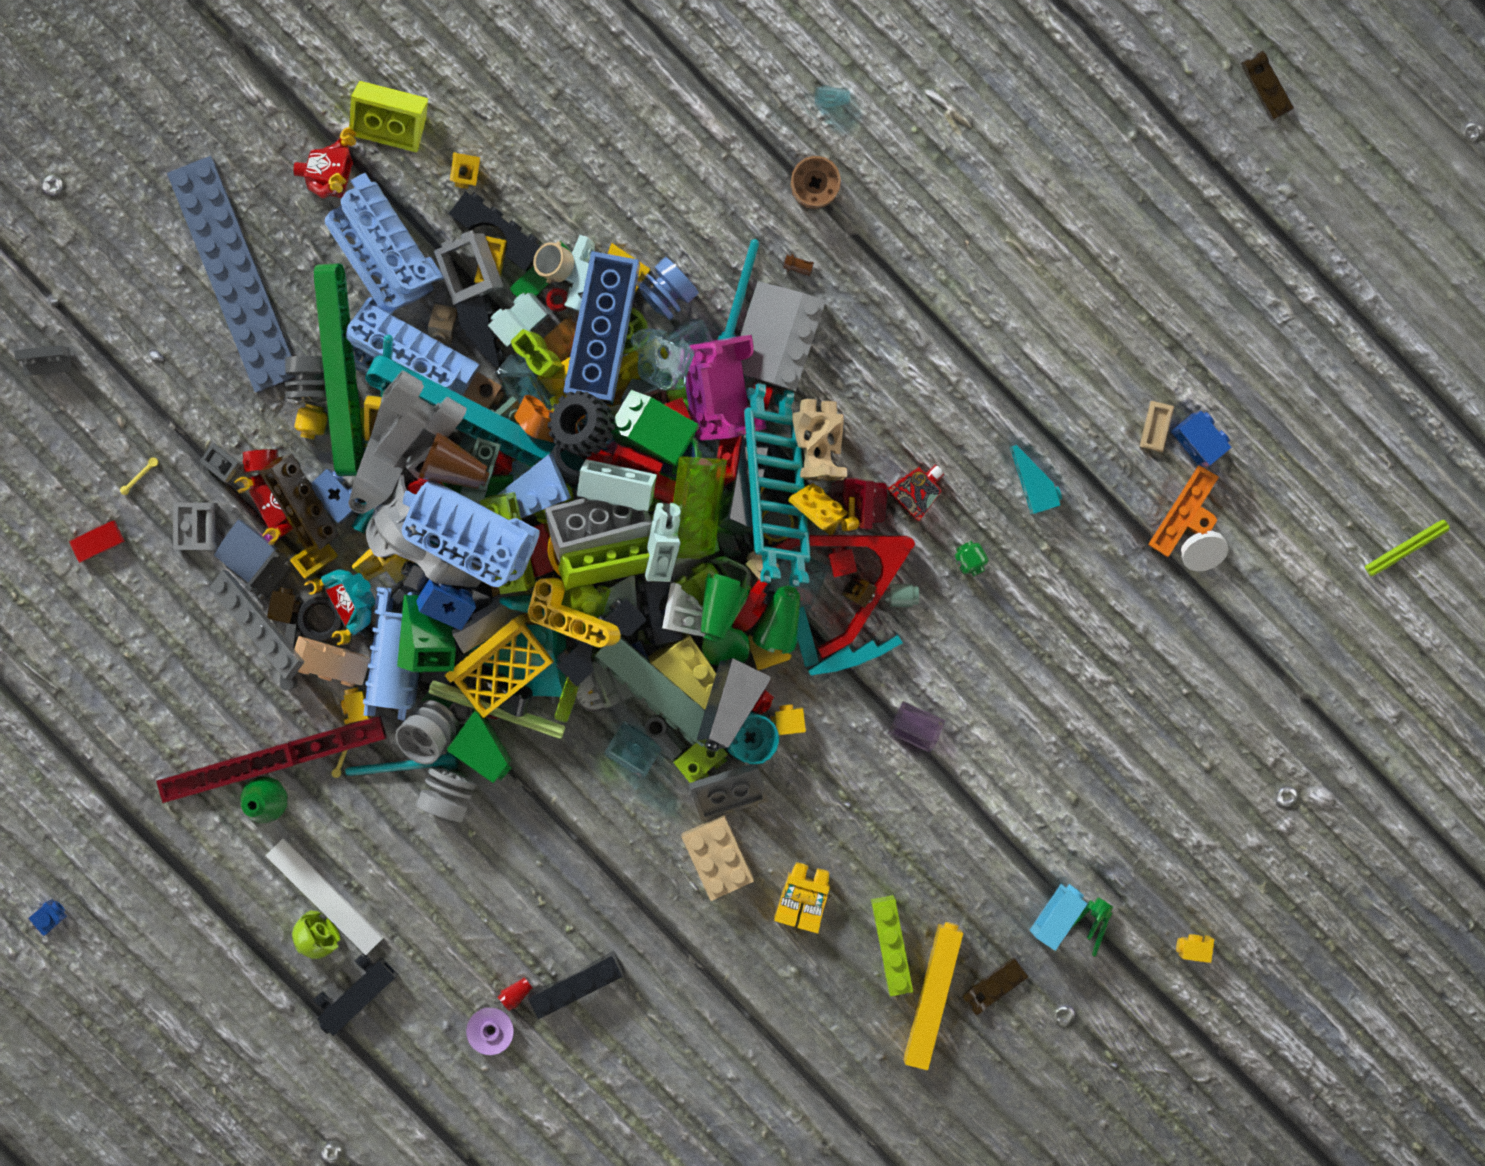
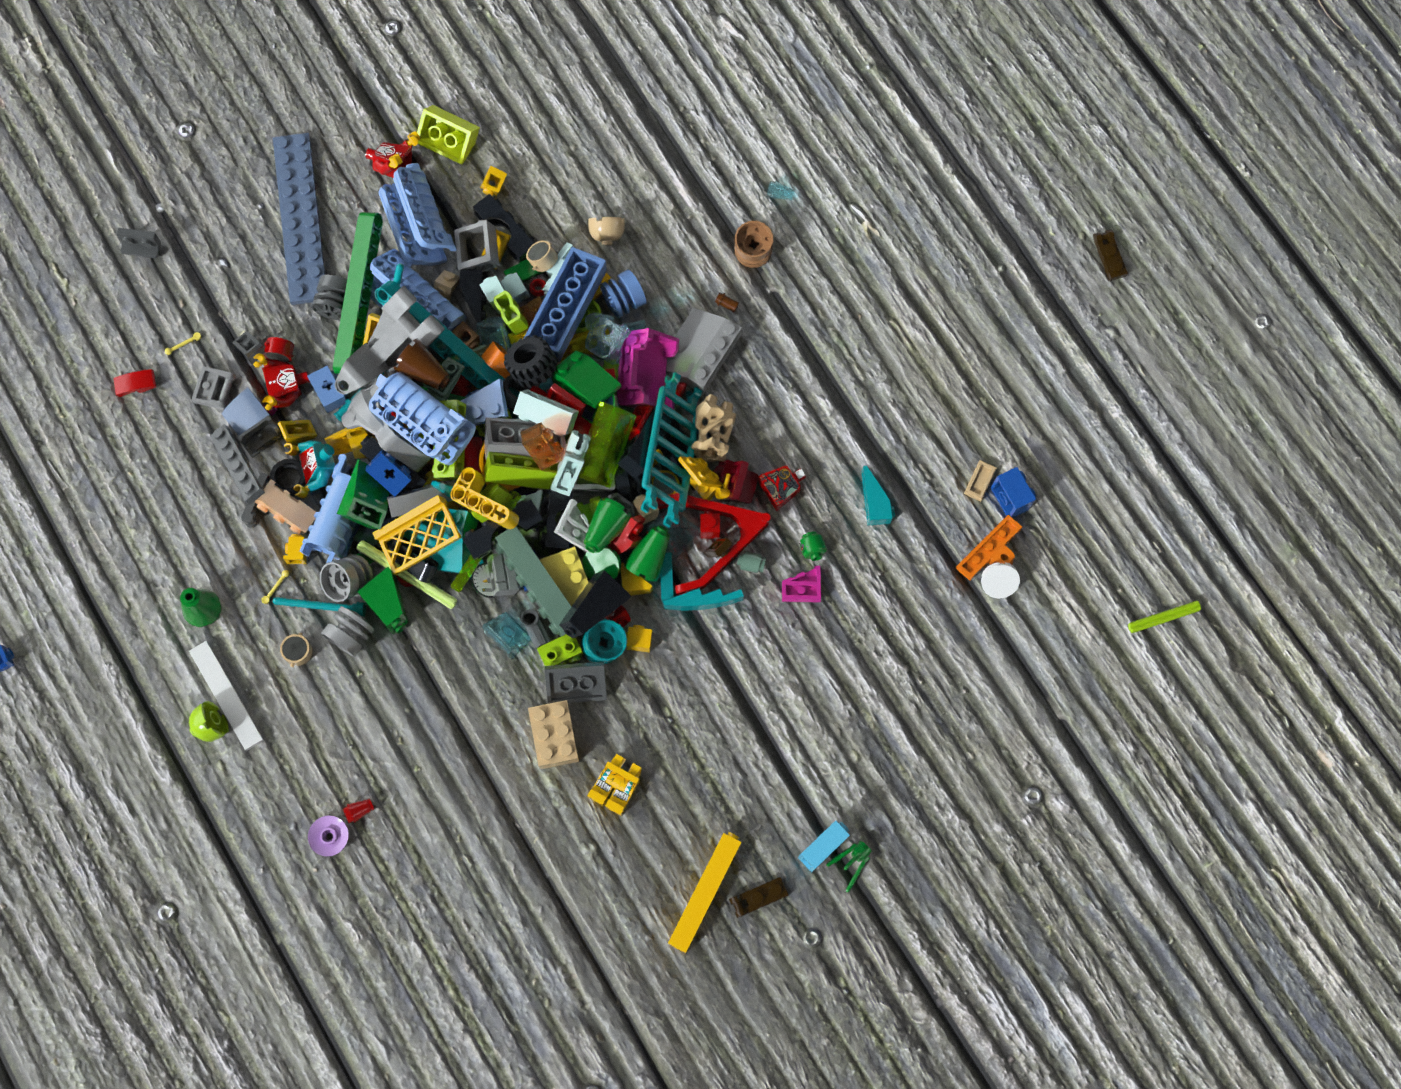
camera: 10 degrees right, 15 degrees down
(271, 759) = (217, 575): dark red slope -> none
(284, 606) = (263, 460): dark brown brick -> none
(299, 503) = (298, 382): dark brown brick -> none
(311, 421) = (325, 331): yellow head -> none
(351, 1002) = (227, 781): black brick -> none
(390, 825) = (296, 650): none -> piece
(587, 980) = (409, 812): black arch -> none
(624, 203) = (606, 229): none -> tan cylinder
(624, 535) = (541, 446): none -> clear orange brick
(741, 290) = (683, 304): teal piece -> none
(891, 945) = (679, 841): lime arch -> none
(916, 726) = (740, 668): clear purple brick -> none
(970, 611) = (803, 587): none -> dark pink wing
(1195, 948) = (933, 902): yellow brick -> none

